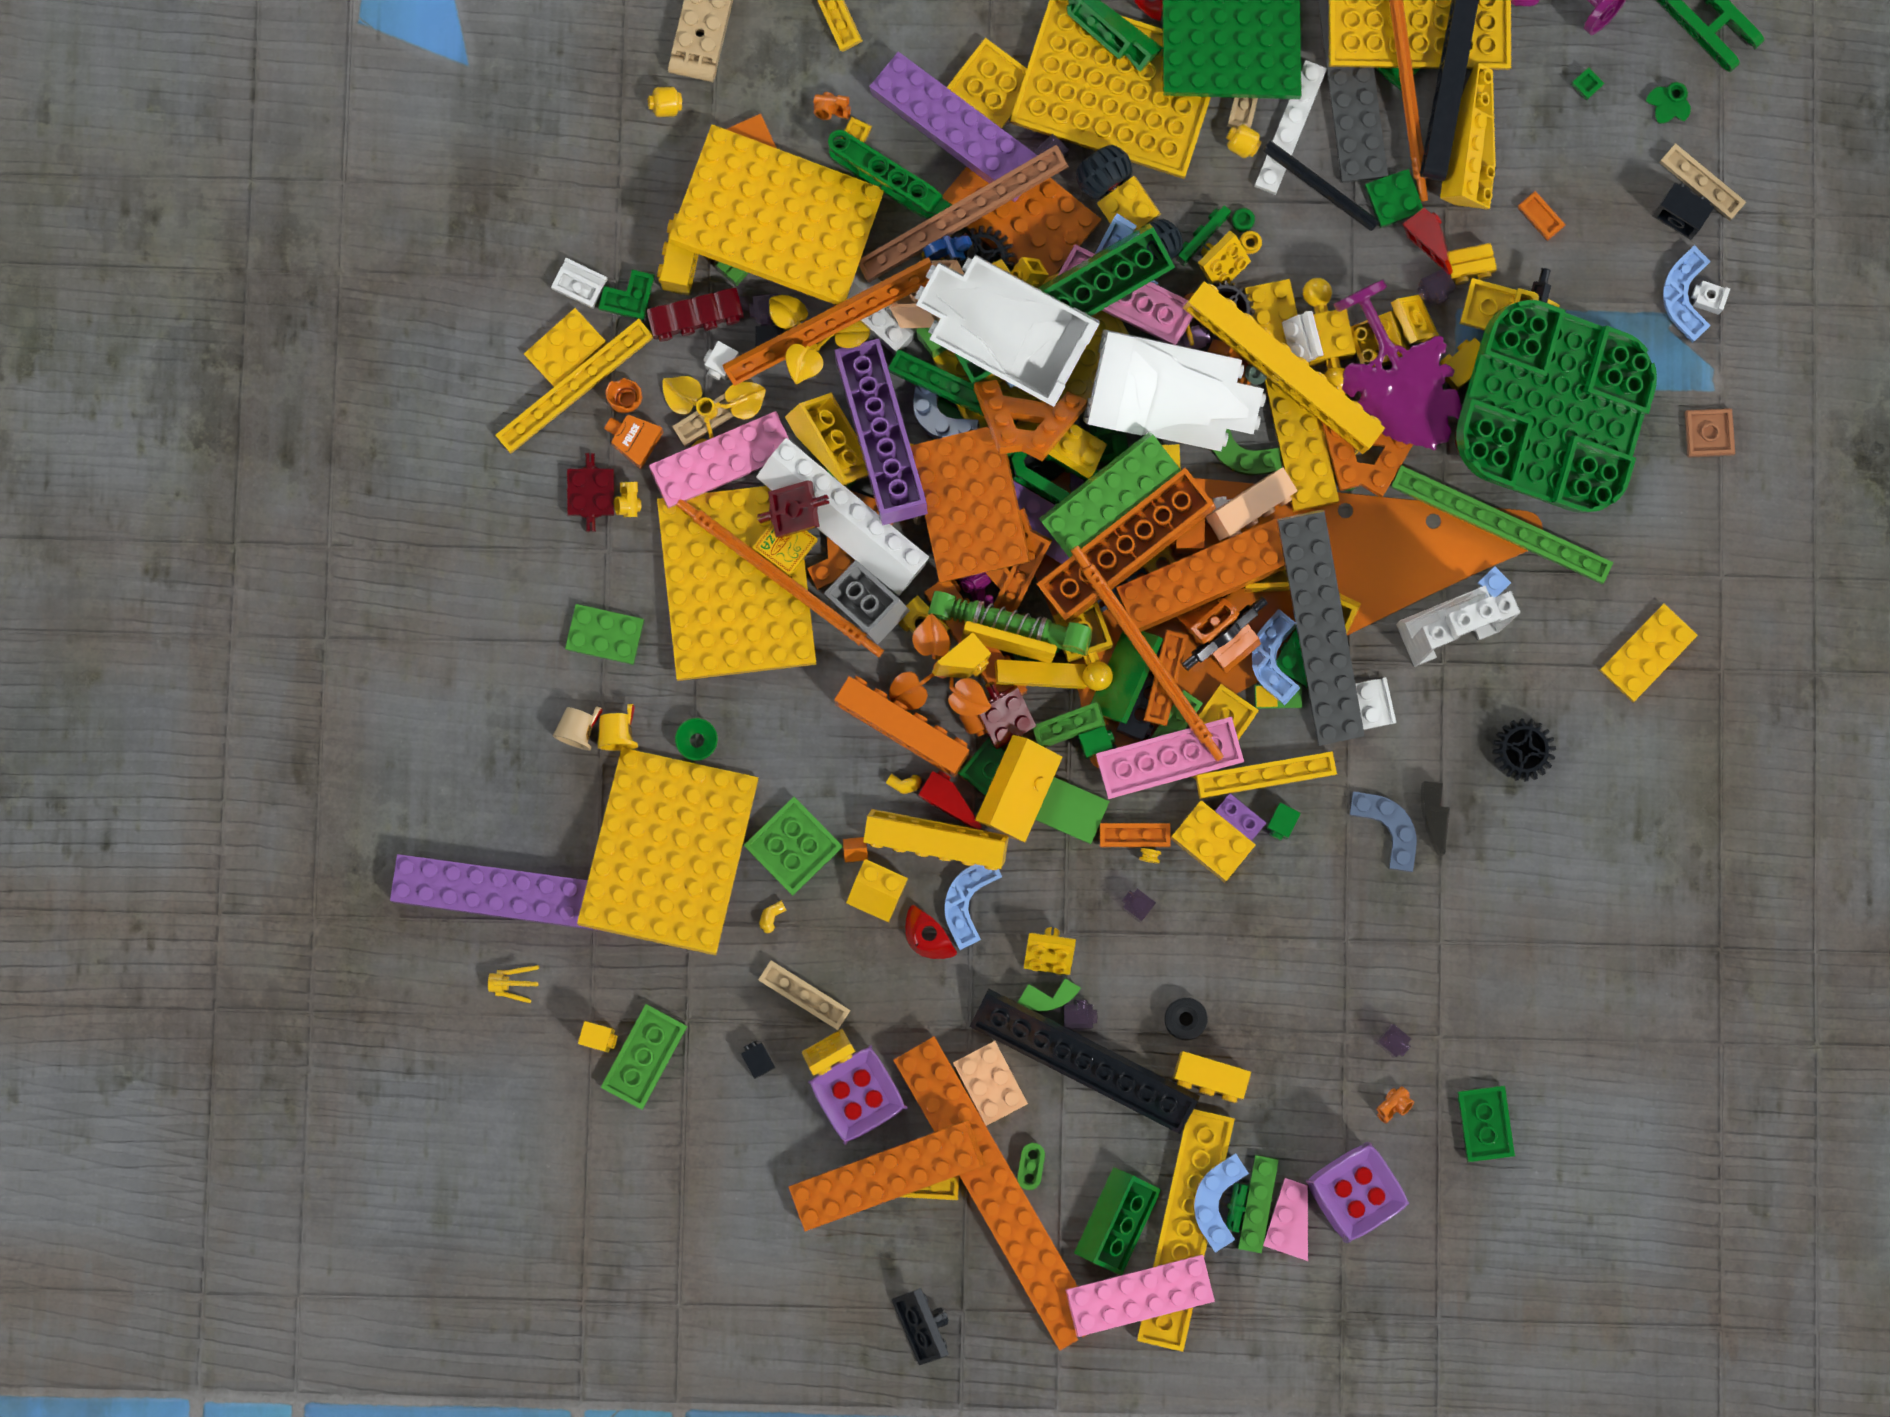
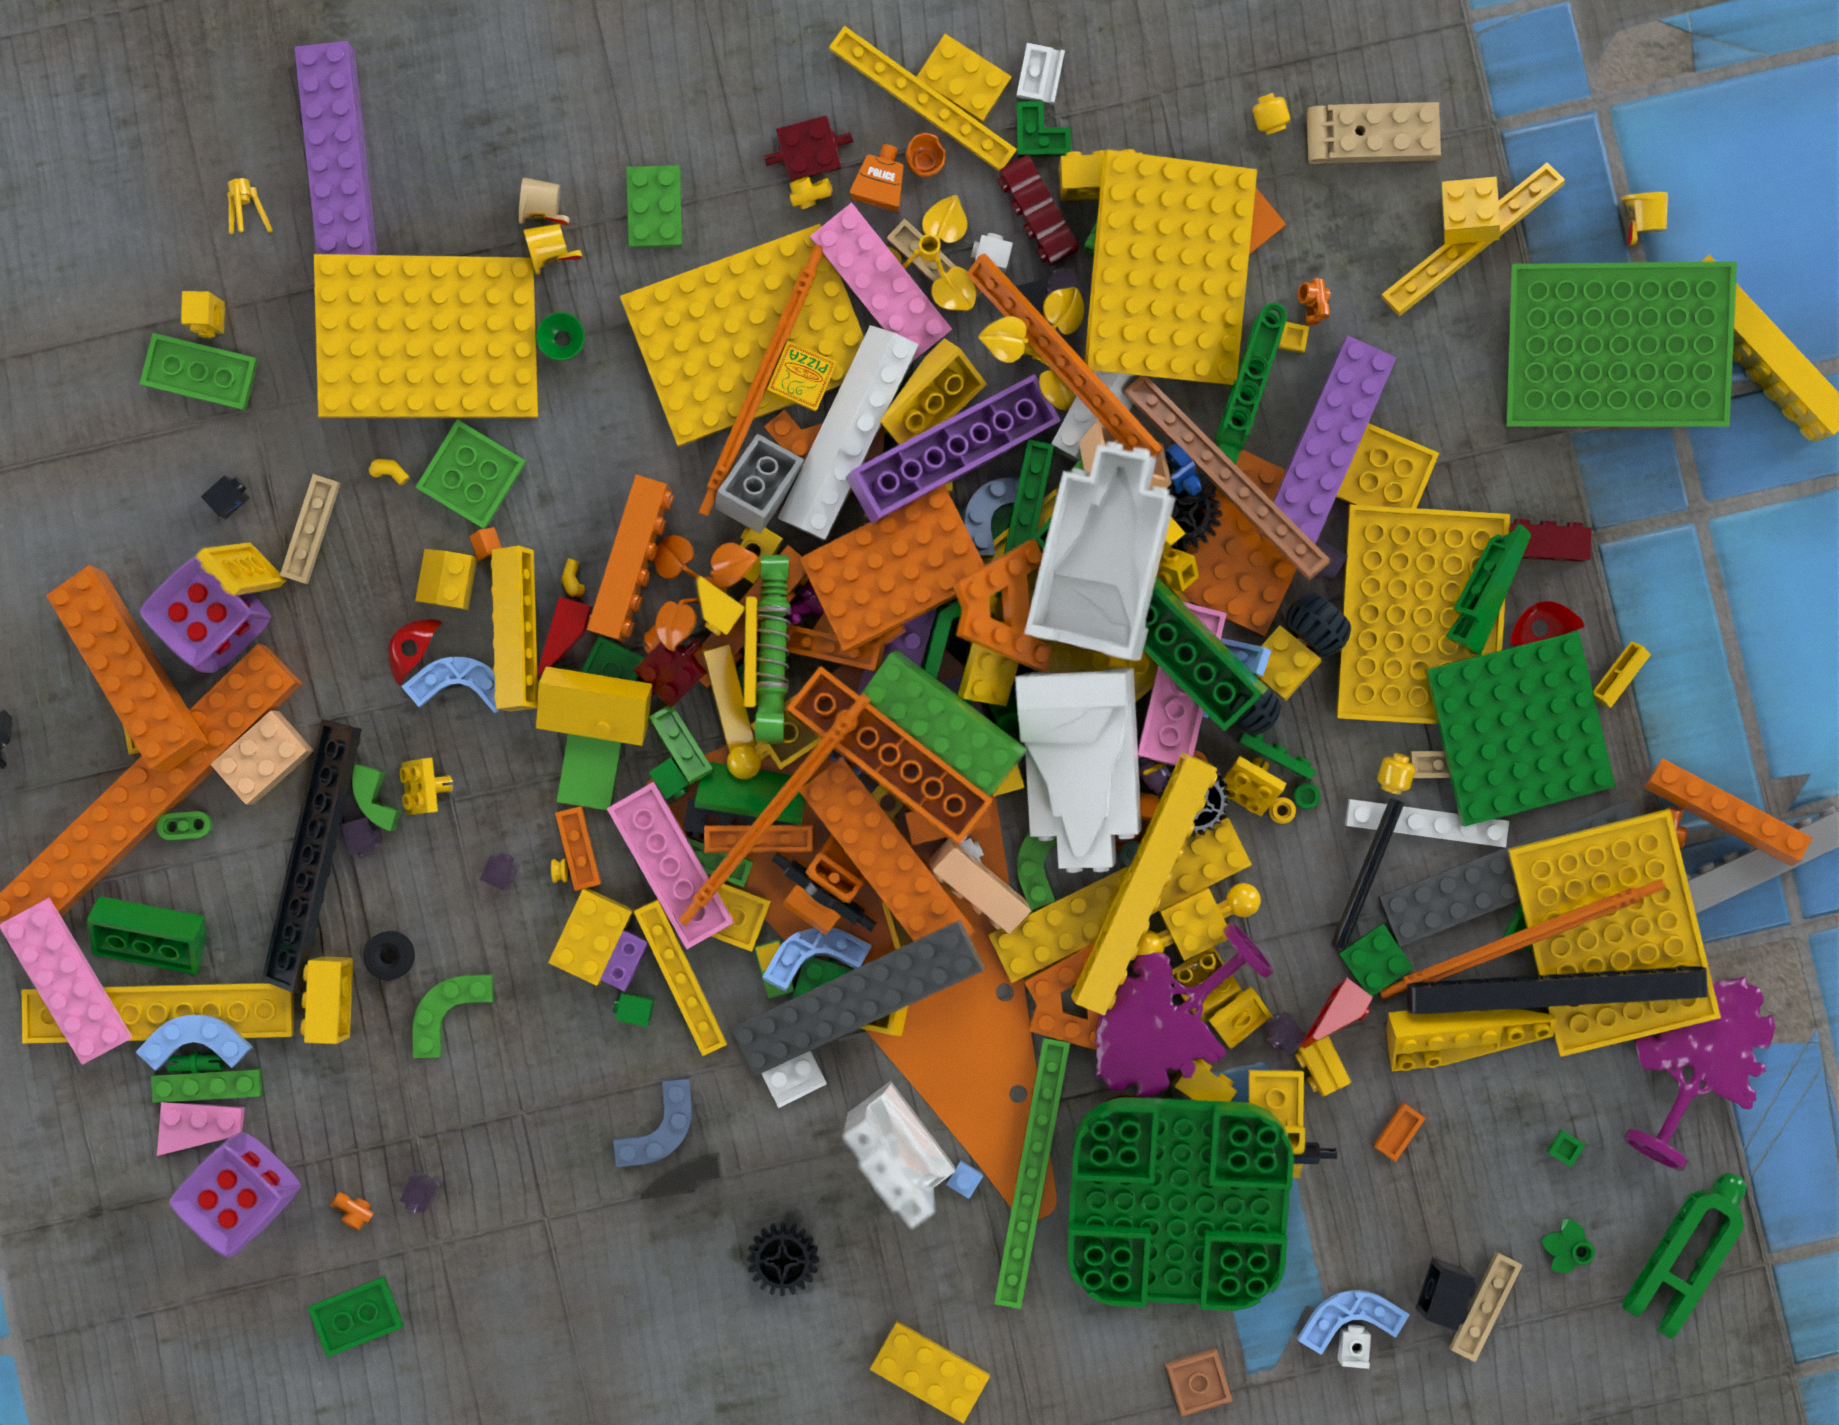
camera: 75 degrees right, 5 degrees up
(793, 509) = (839, 373): dark red plate -> none
(1237, 989) = (436, 1004): none -> bright green plate
(1303, 336) = (1185, 896): white plate -> none

